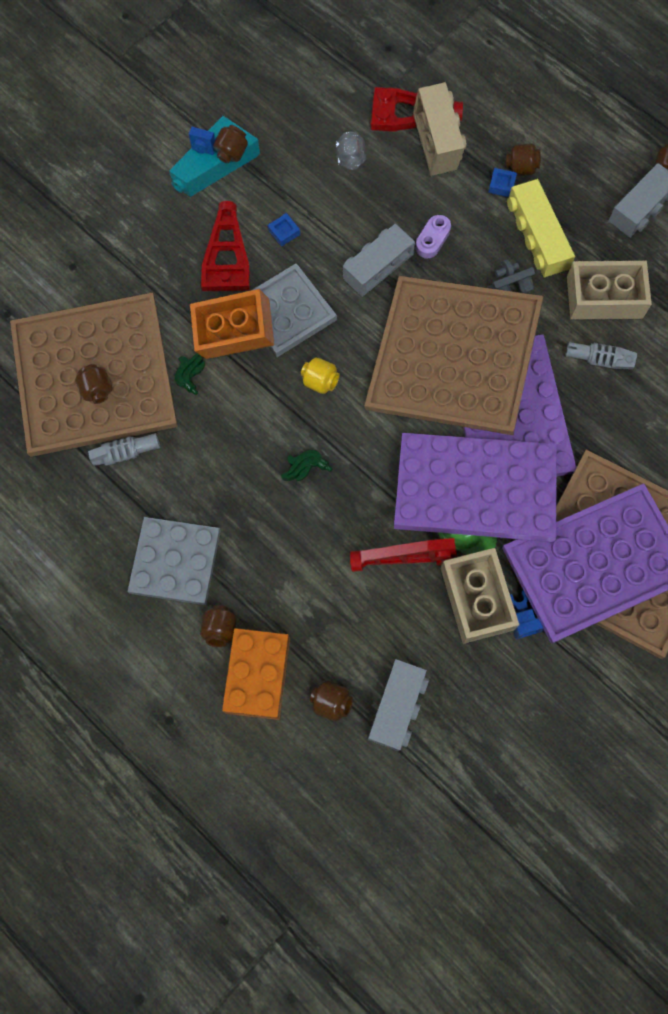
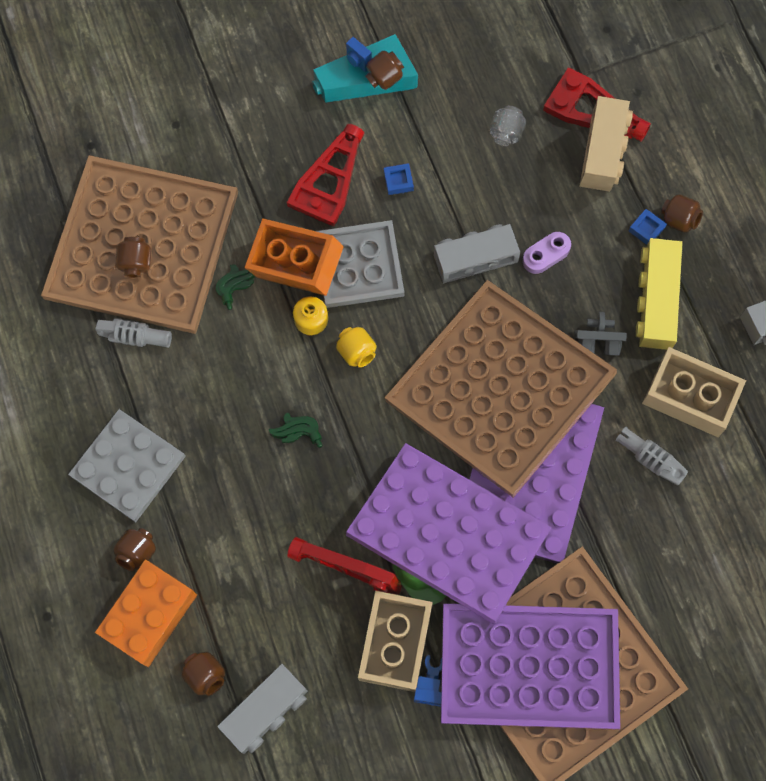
camera: 25 degrees right, 0 degrees up
(269, 367) = (310, 315): none -> yellow head

